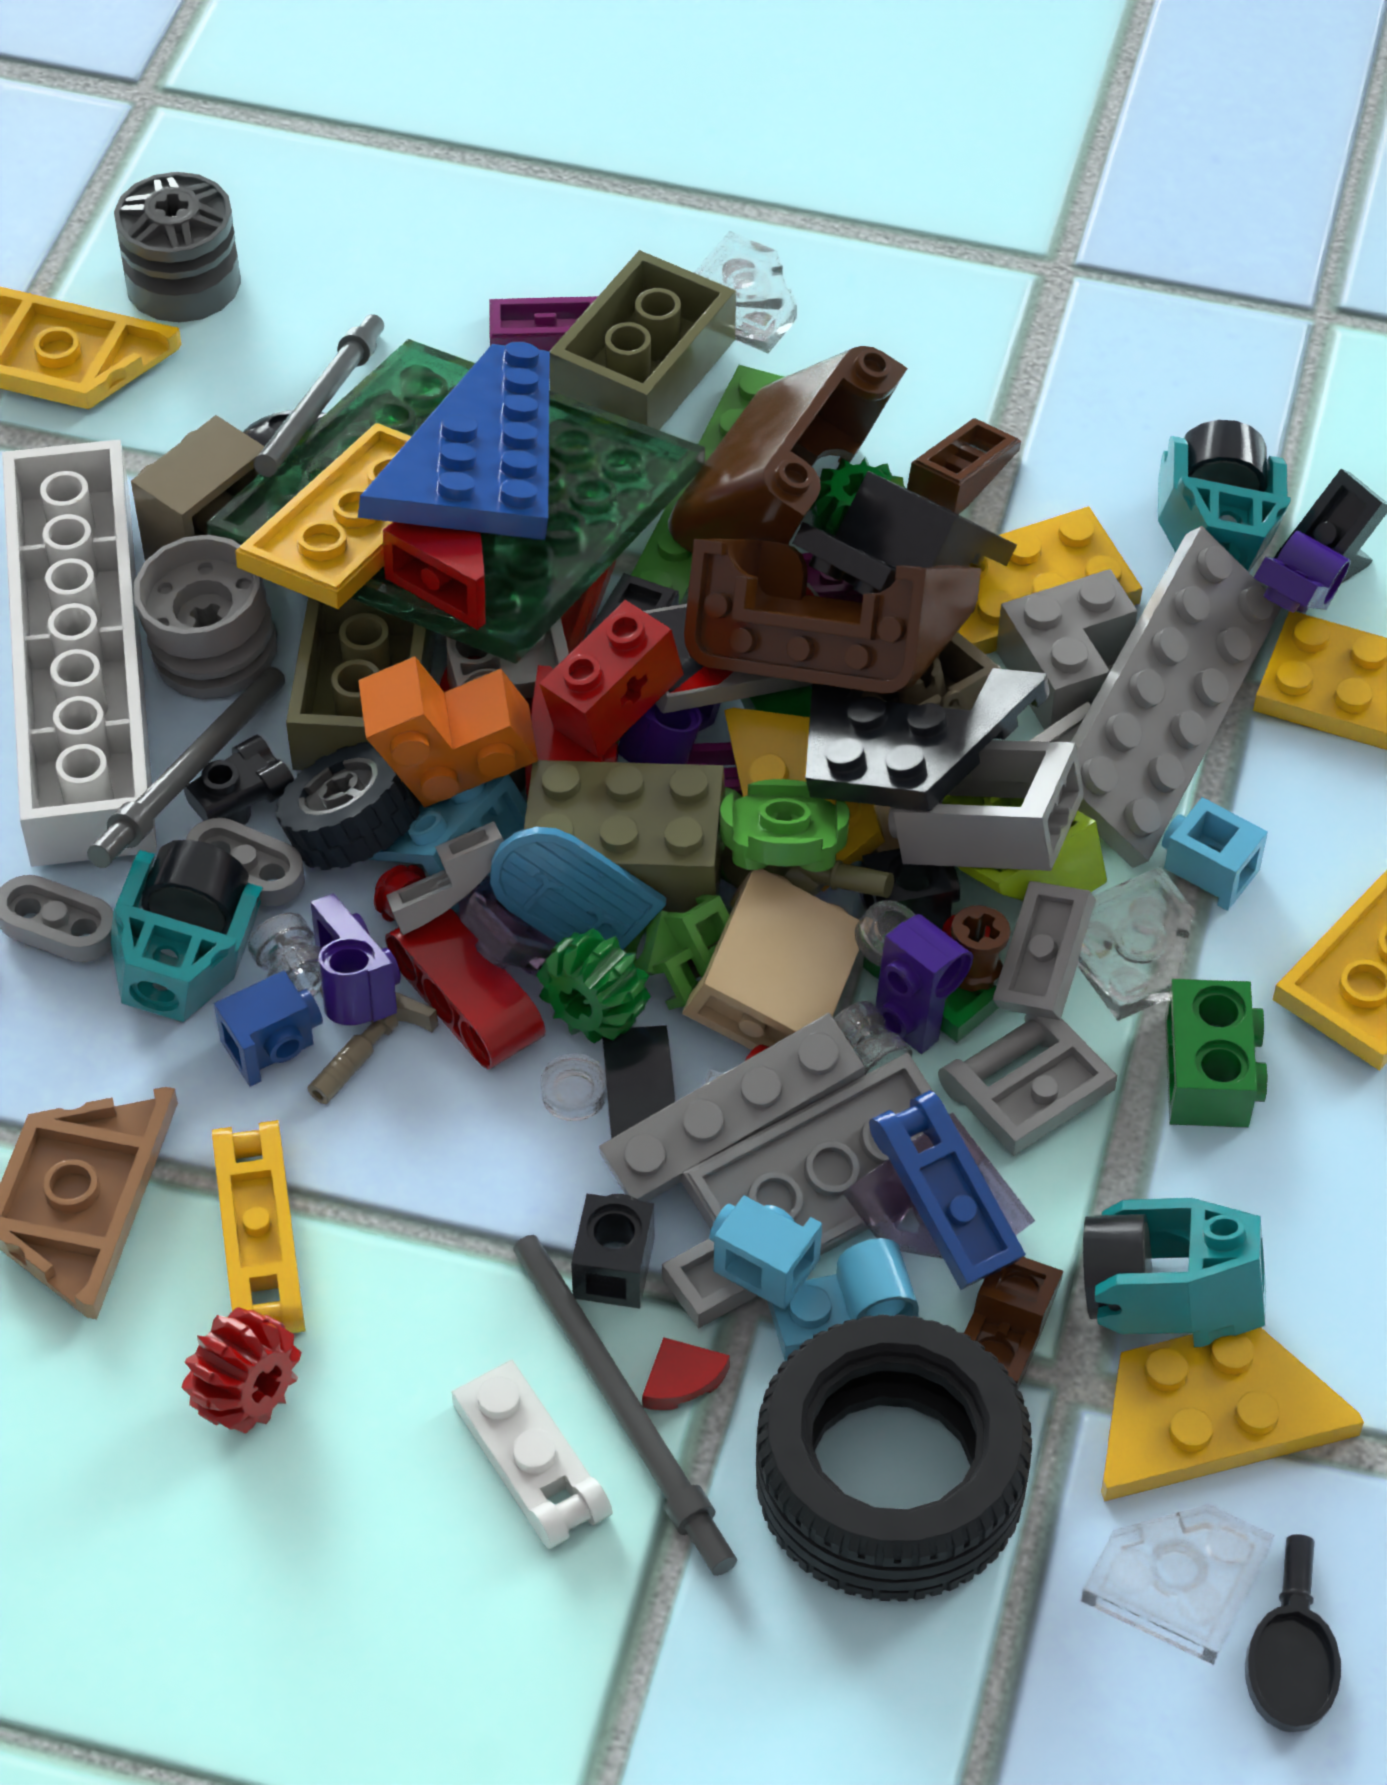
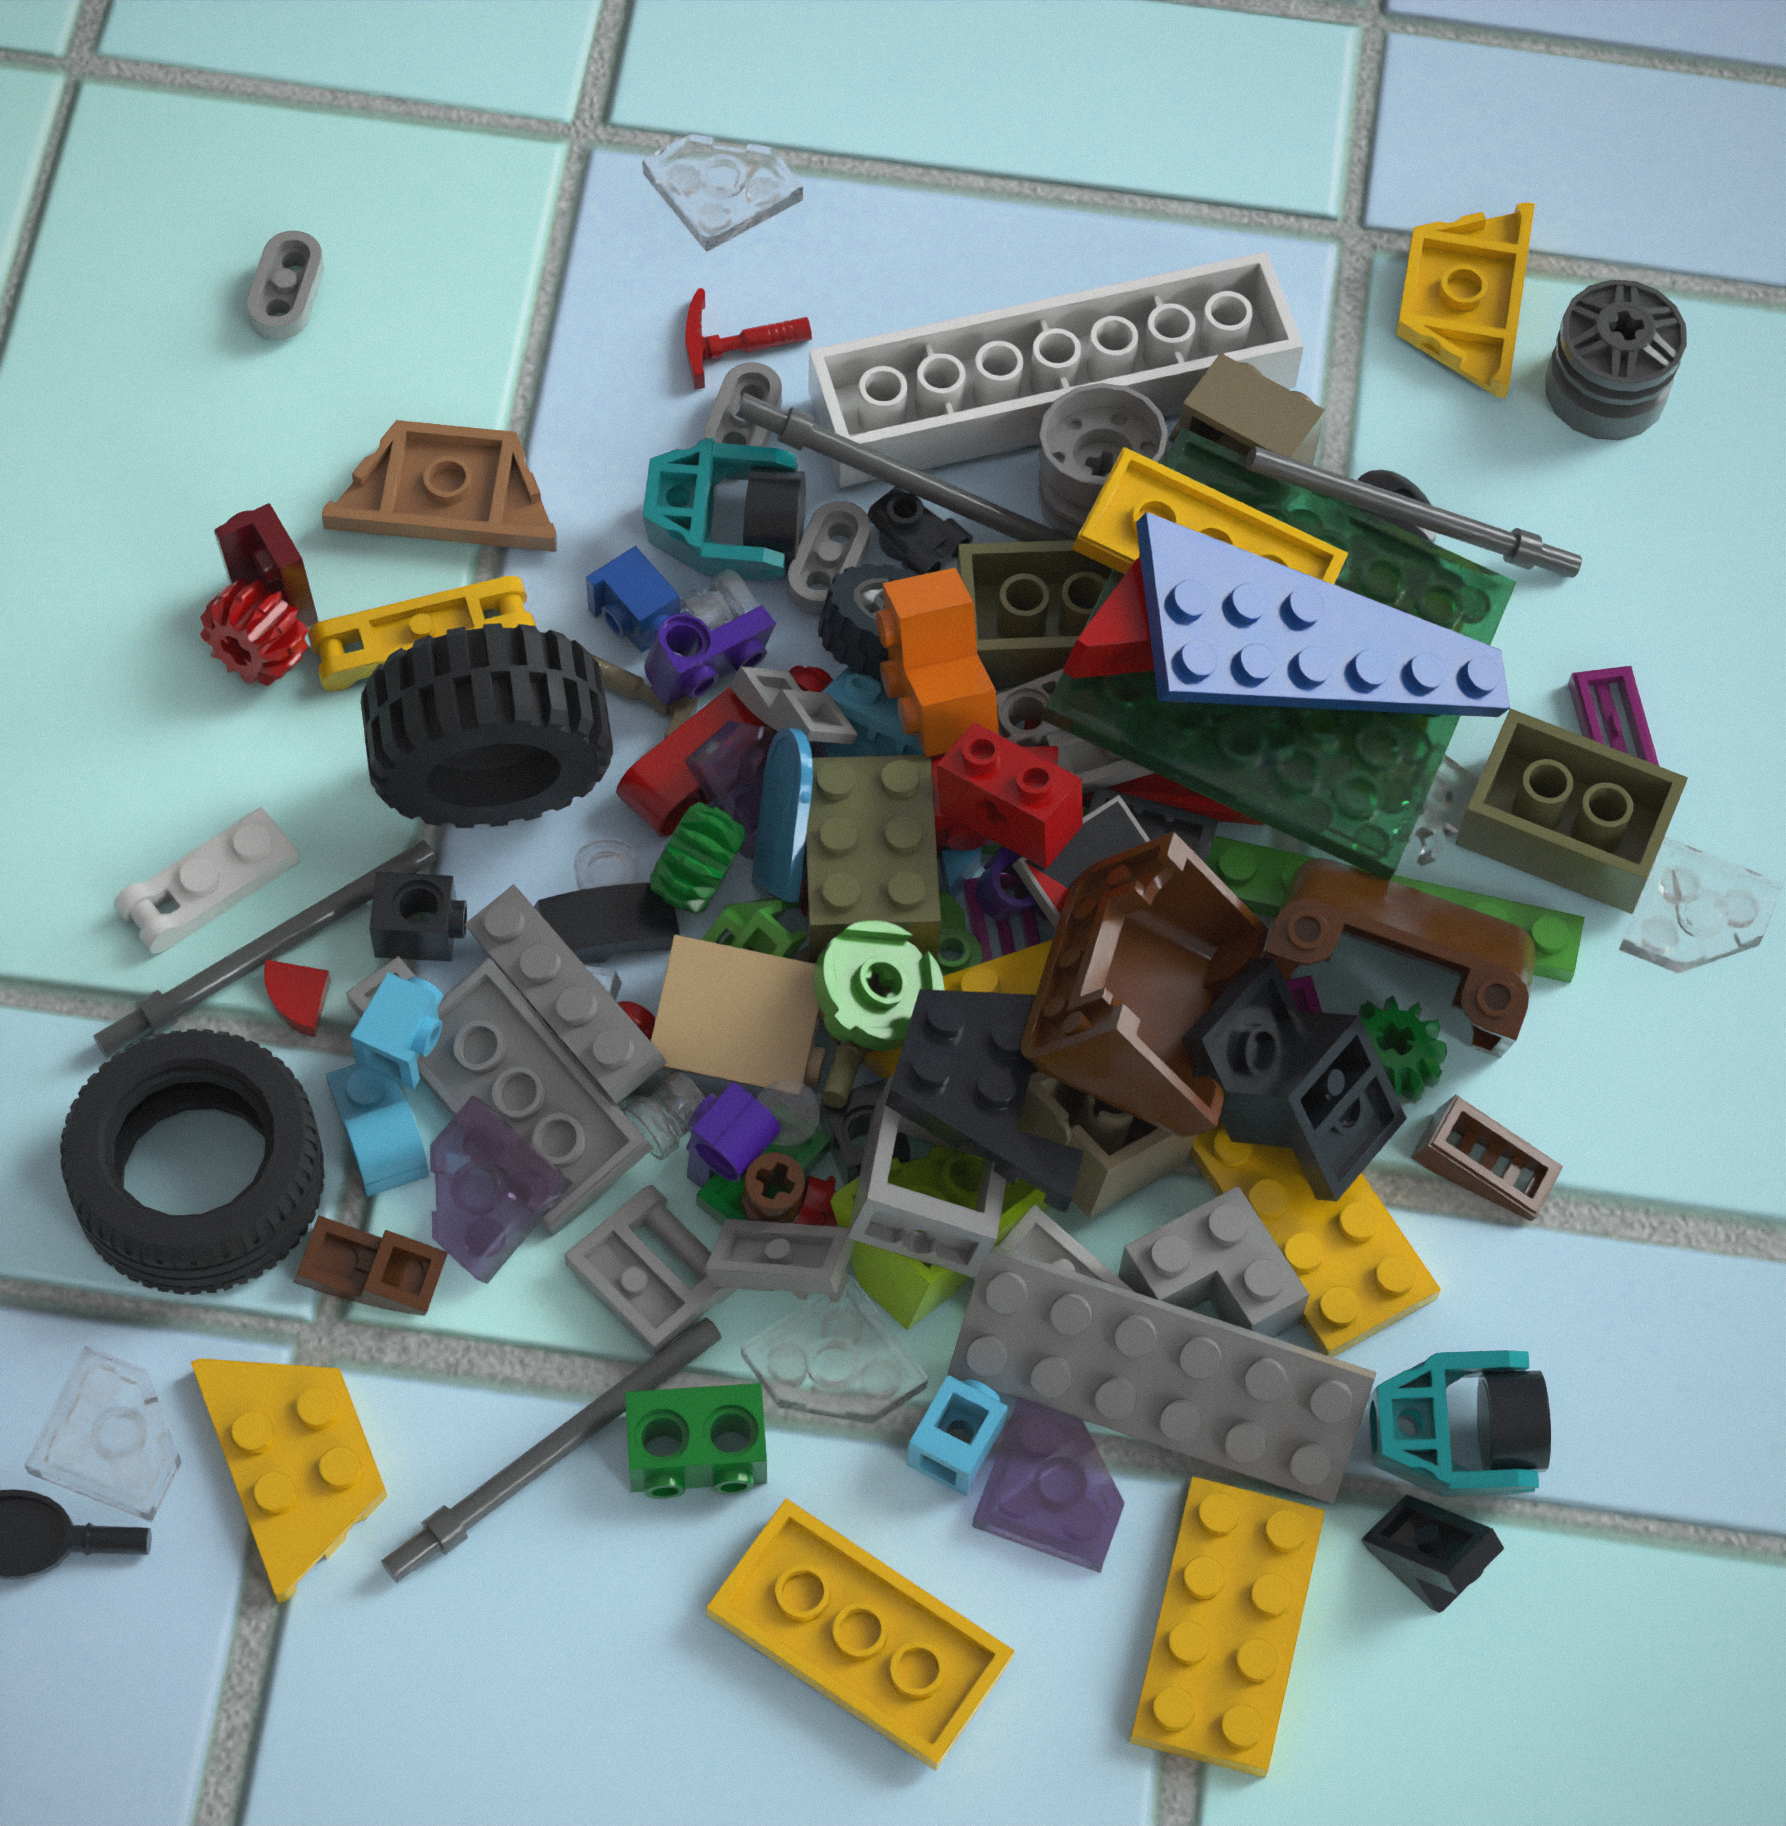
camera: 80 degrees right, 10 degrees up
(159, 1336) = (259, 548): none -> dark red bracket
(440, 1118) = (486, 726): none -> black tyre
(947, 1190) = (472, 1179): blue plate -> none
(1212, 1300) = (394, 1376): teal piece -> none
(1269, 788) = (1051, 1488): none -> clear purple plate
(1289, 1268) = (448, 1527): none -> dark grey bar
(1303, 574) = (1339, 1502): dark purple plate -> none

